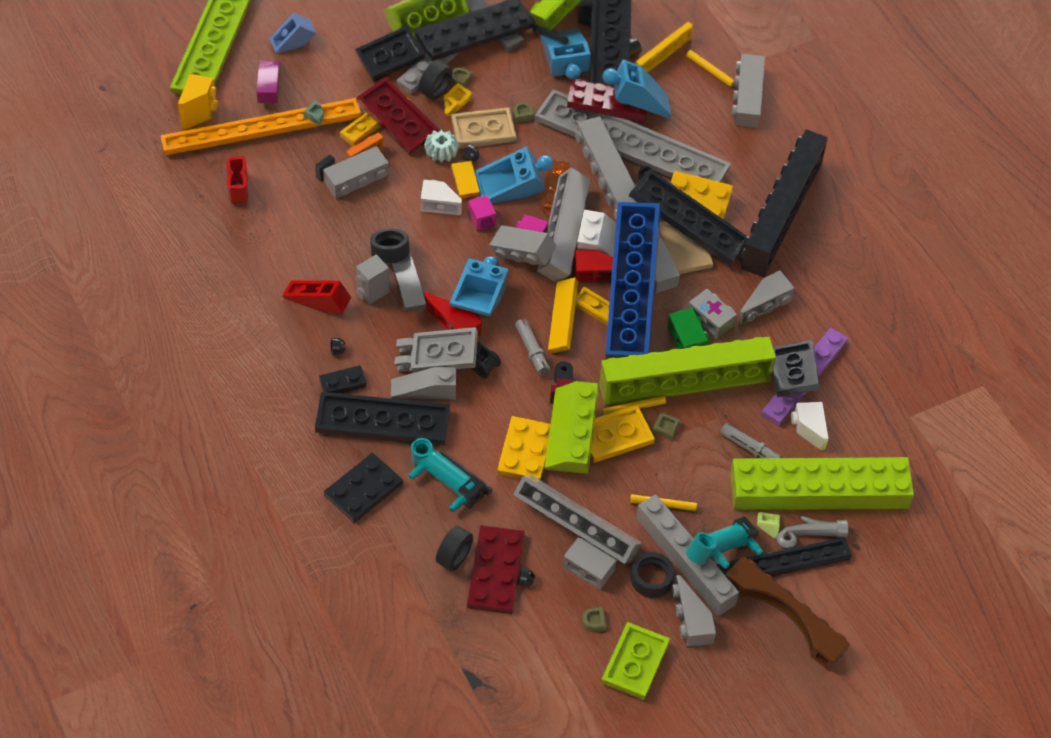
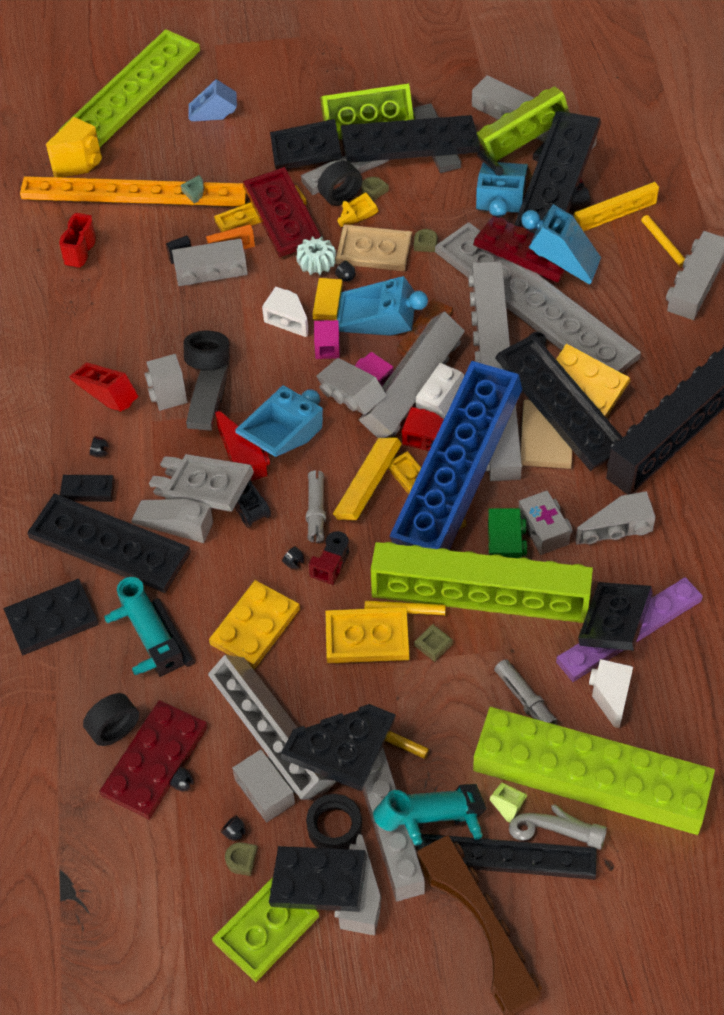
camera: 25 degrees right, 0 degrees up
(268, 82) = (163, 146): magenta slope -> none
(533, 389) = (292, 558): none -> black hinge
(572, 427) = (314, 614): lime slope -> none
(580, 600) = (234, 828): none -> black hinge
(642, 514) = (341, 745): none -> black plate
(662, 614) = (318, 878): none -> black plate

